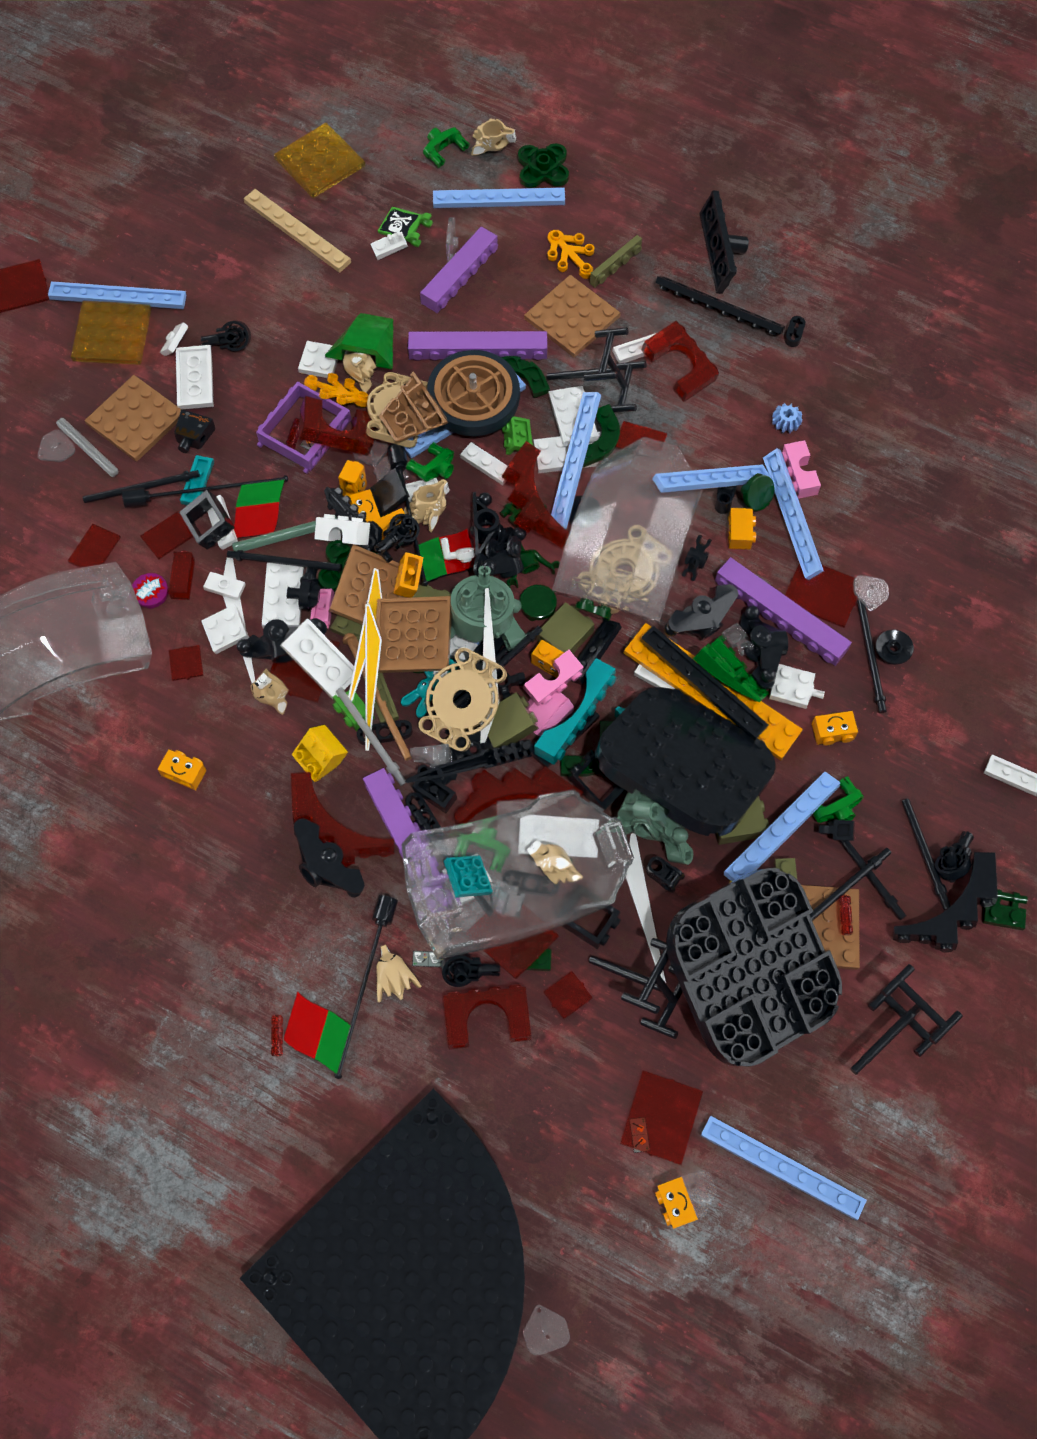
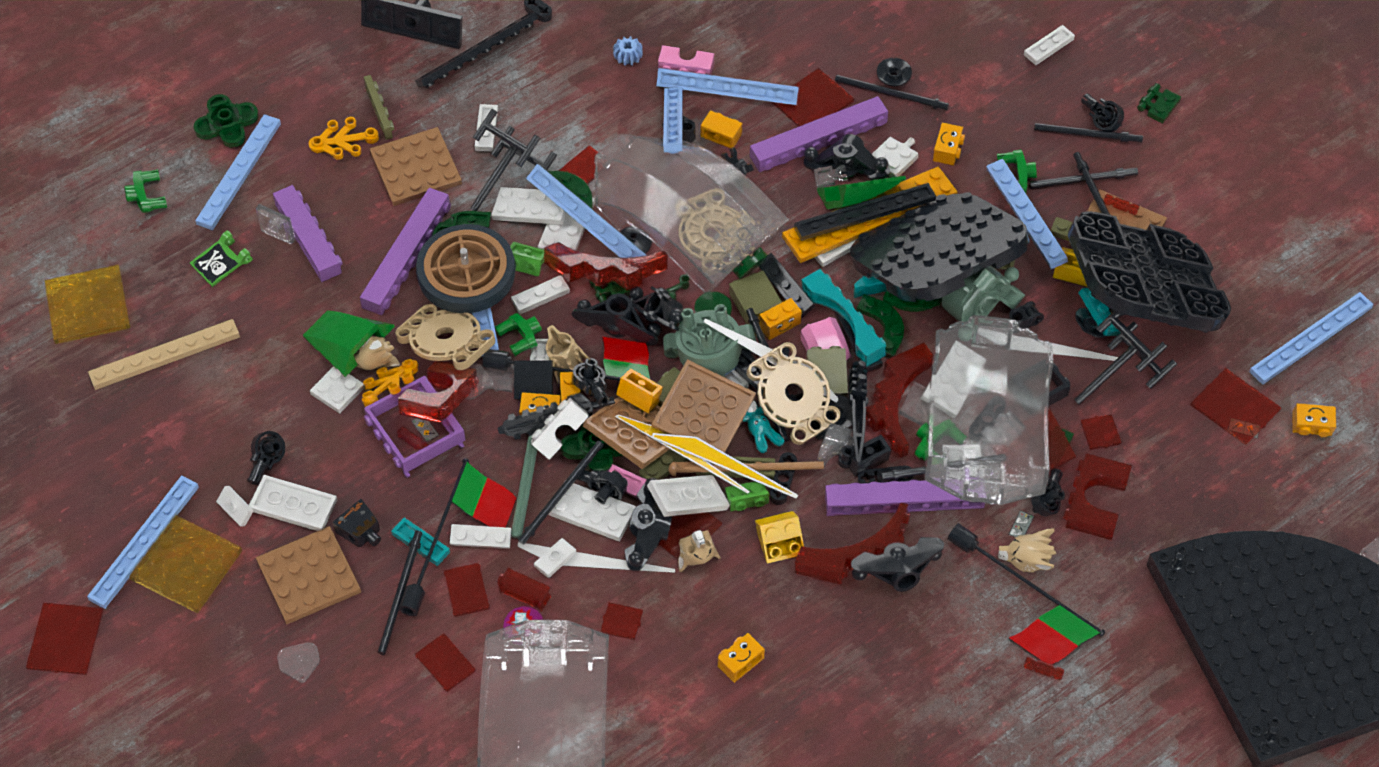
camera: 65 degrees left, 10 degrees down
(87, 447) = (319, 629): light grey axle -> none
(199, 507) = (502, 546): black window -> none
(225, 629) = (605, 572): white plate -> none
(352, 478) = (503, 401): light orange brick -> none
(389, 245) = (238, 280): white plate -> none
(392, 767) = (786, 485): light grey bar -> none
(412, 411) = (468, 318): medium nougat wedge -> none
(462, 554) = (634, 344): white plate -> none
(468, 876) = (972, 448): teal tile -> none
(491, 138) = (166, 148): tan piece -> none
(541, 690) = (805, 302): bright pink arch -> none
(554, 862) = (991, 381): tan piece -> none
(608, 798) = (923, 313): black window -> none
(676, 339) = (542, 90): clear red arch -> none
(704, 614) = (800, 187): black piece -> none
(758, 492) = (694, 100): dark green tile -> none
(841, 830) = (1044, 176): black plate -> none
(870, 596) = (831, 66): clear piece -> none
(907, 1018) = (1227, 198): black piece -> none
(963, 913) = (1141, 109): black arch -> none

